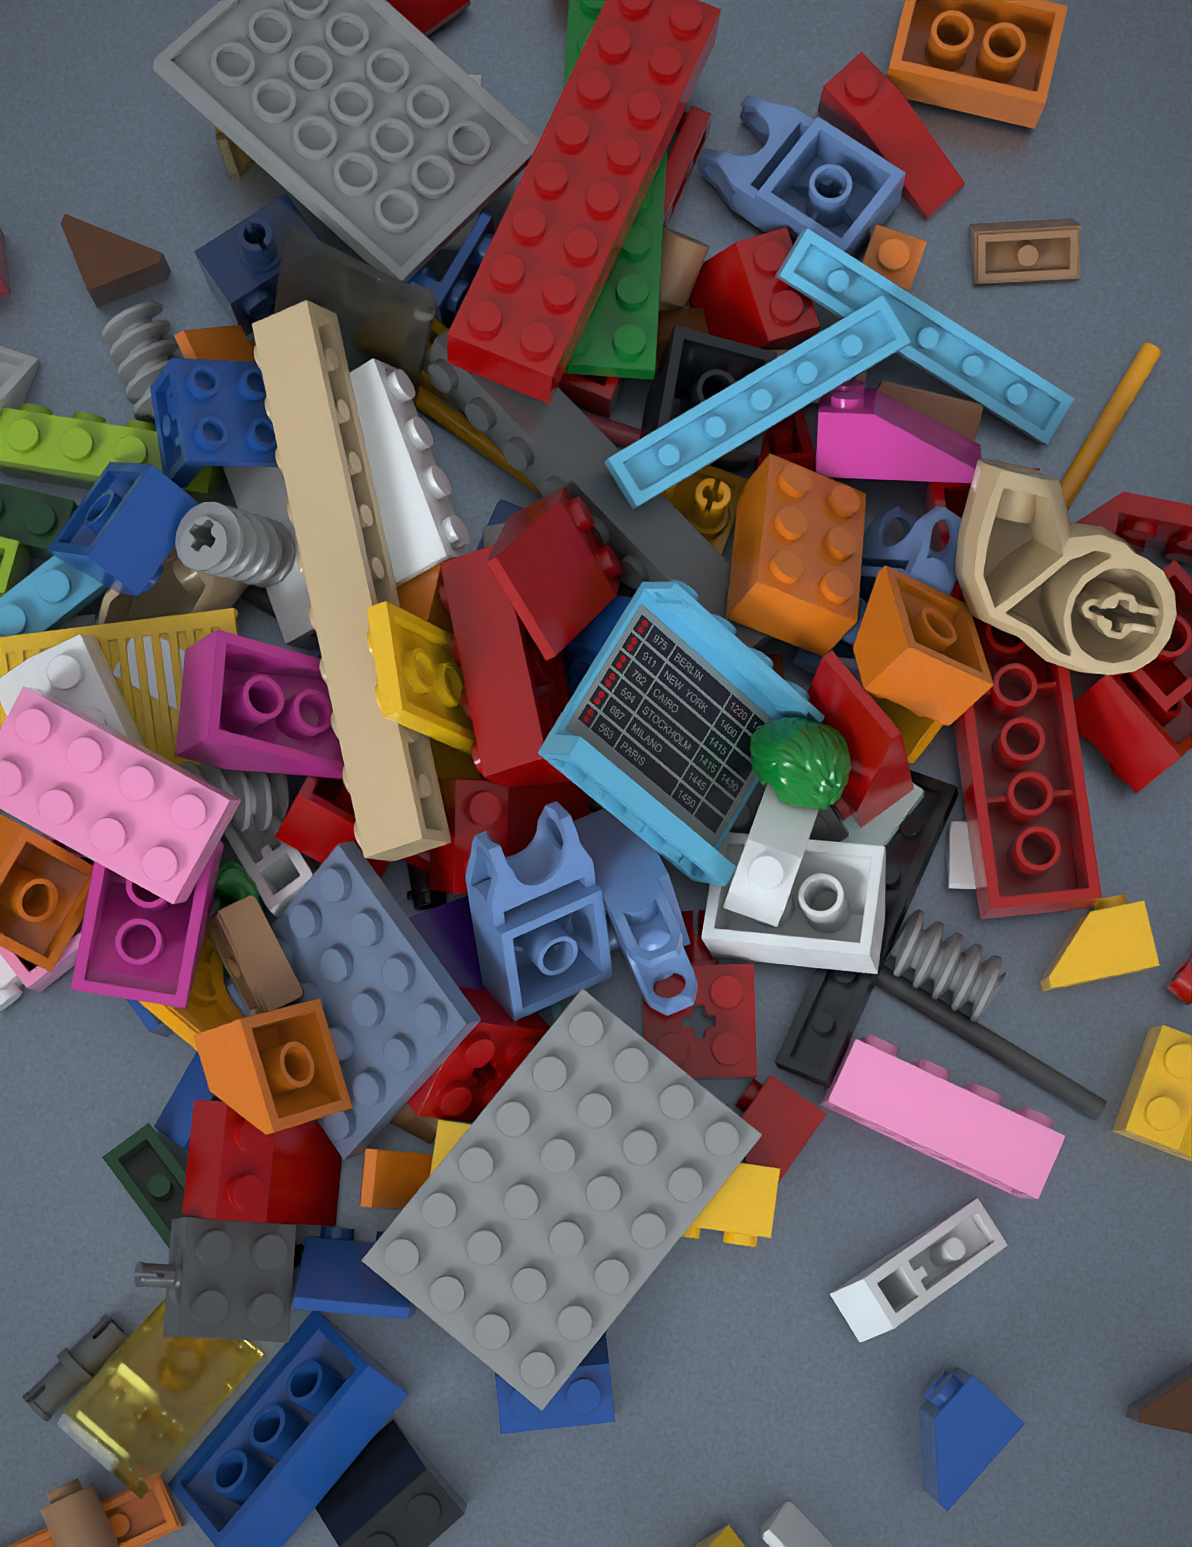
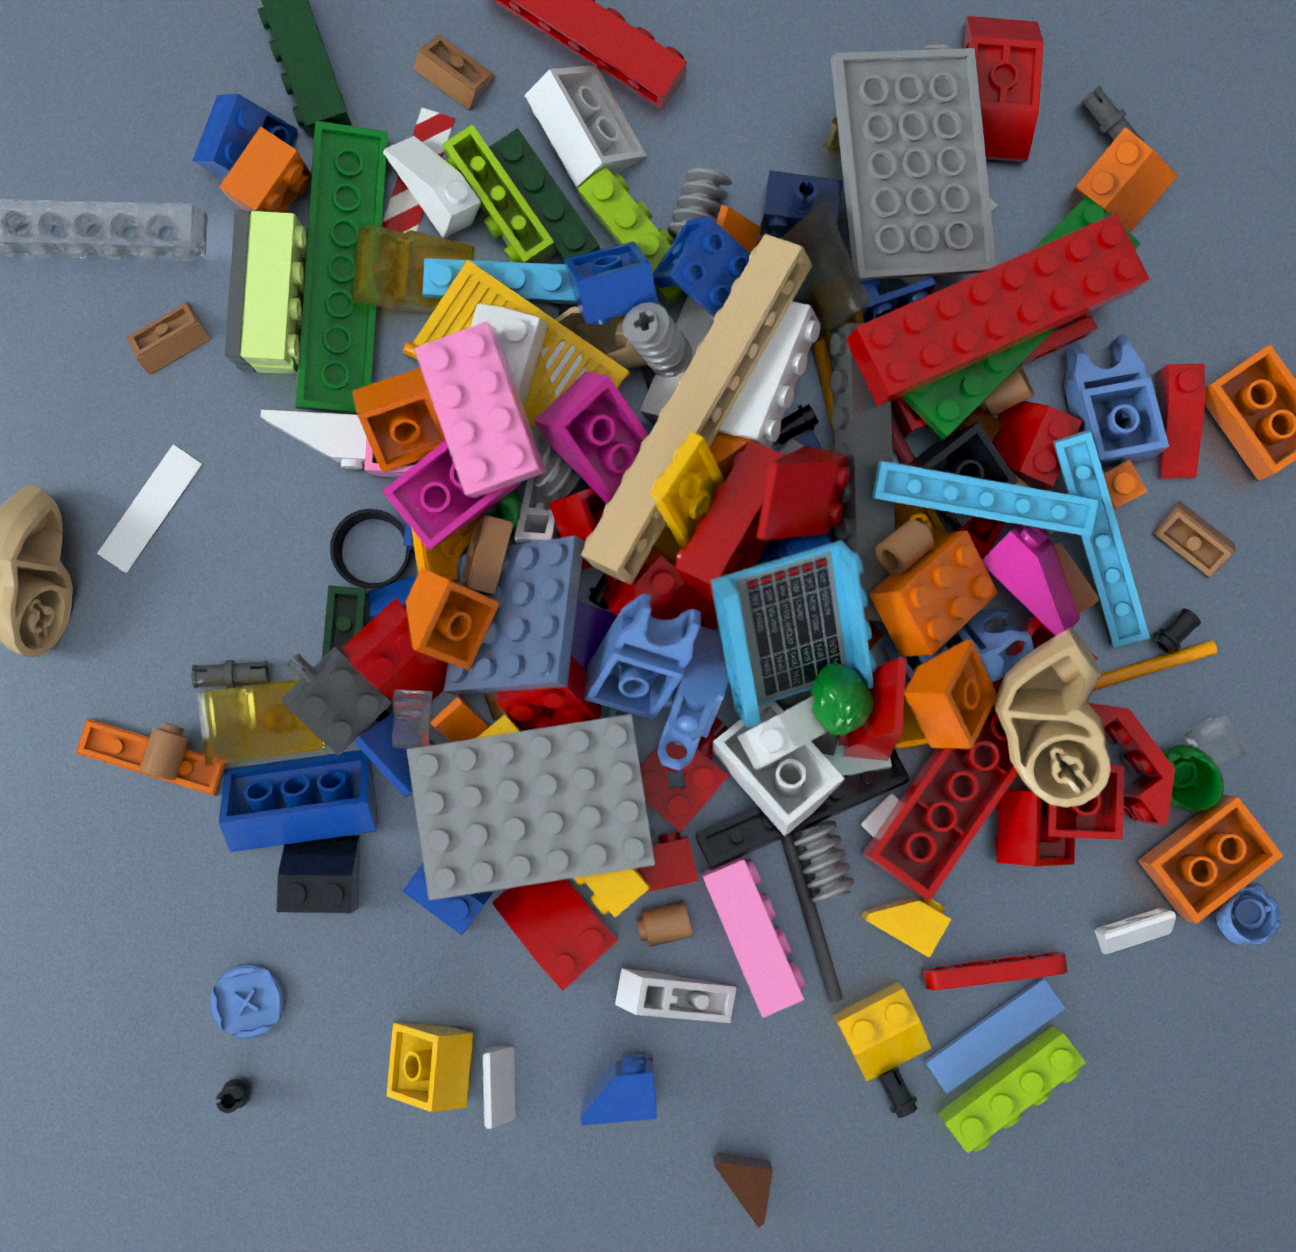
camera: 40 degrees right, 5 degrees up
(61, 1069) = (342, 530): none -> black tyre
(111, 263) = (724, 138): reddish brown slope -> none
(335, 1222) = (412, 718): none -> clear panel
(475, 504) = (797, 422): none -> black pin
(713, 1314) = (556, 927): none -> red slope
(718, 531) = (904, 547): none -> medium nougat brick
(833, 1199) = (664, 924): none -> medium nougat brick
(1097, 366) = (1176, 631): none -> black pin

